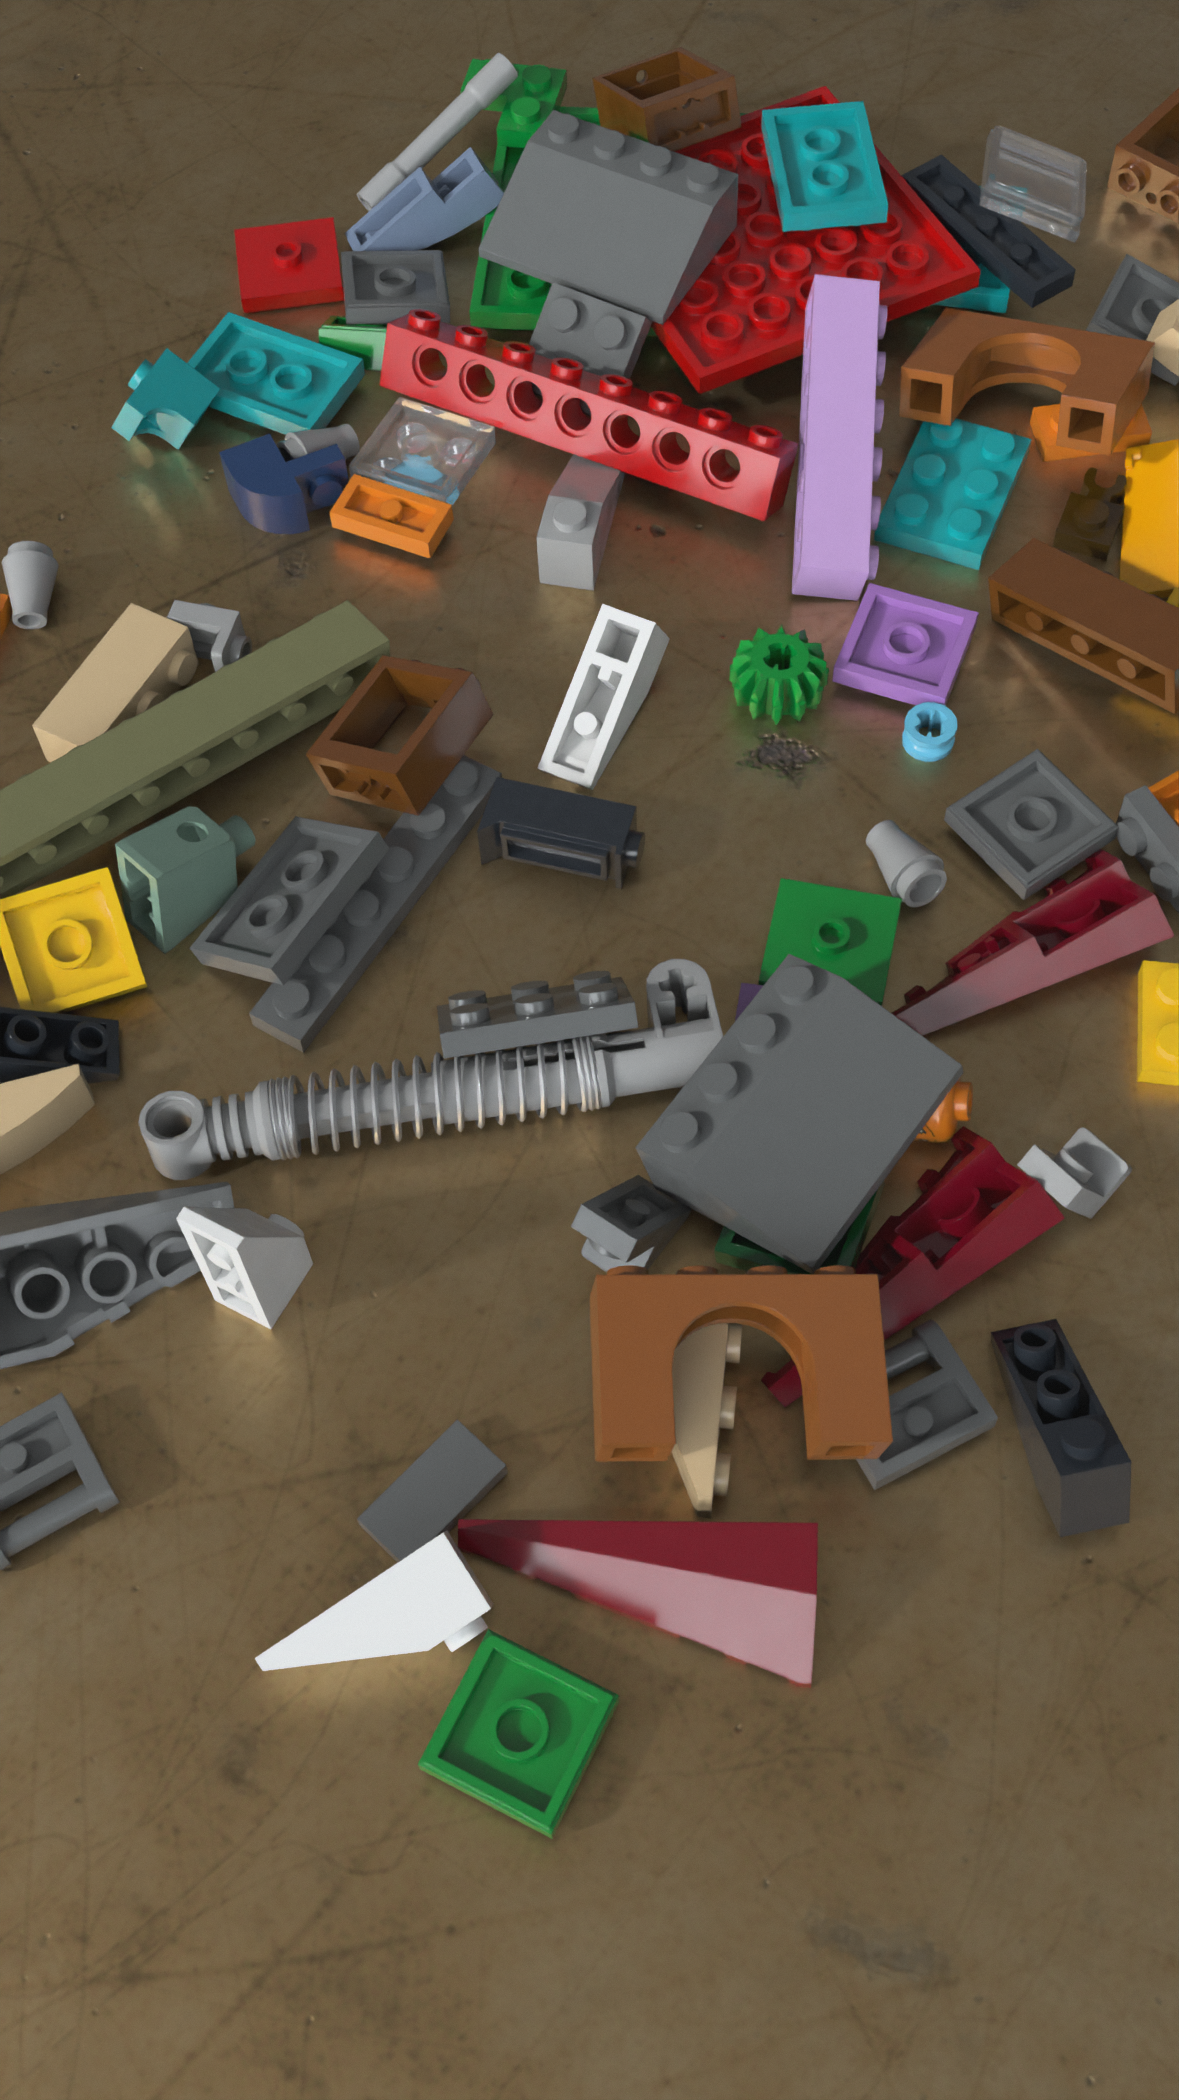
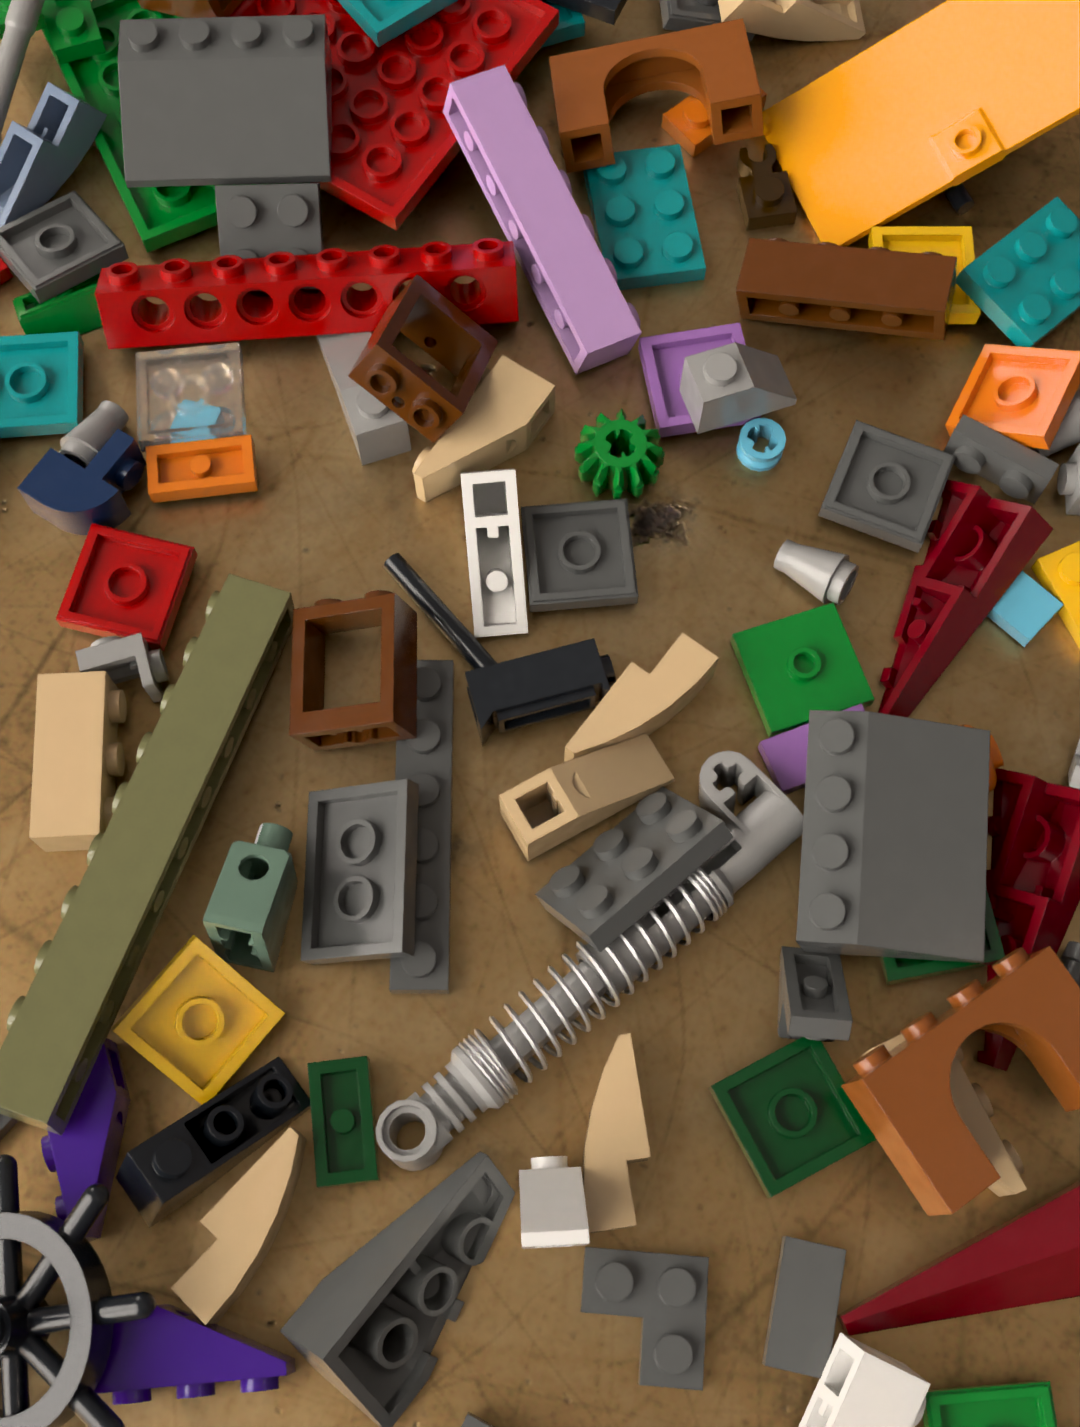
camera: 35 degrees left, 10 degrees up
(137, 1075) = (343, 1122): none -> dark green plate
(263, 577) = (127, 585): none -> red plate
(310, 1411) = (669, 1298): none -> dark grey plate
(353, 1244) = (613, 1140): none -> tan slope
(517, 723) = (438, 612): none -> black bar
(532, 1317) = (791, 1114): none -> dark green plate
(533, 935) = (582, 793): none -> tan slope
(647, 892) = (643, 700): none -> tan slope
(674, 483) = (443, 334): none -> reddish brown window
(681, 742) = (579, 555): none -> dark grey plate
(682, 592) = (496, 425): none -> tan slope
(927, 655) = (733, 386): none -> light grey slope
(1099, 1001) = (1024, 609): none -> medium azure tile

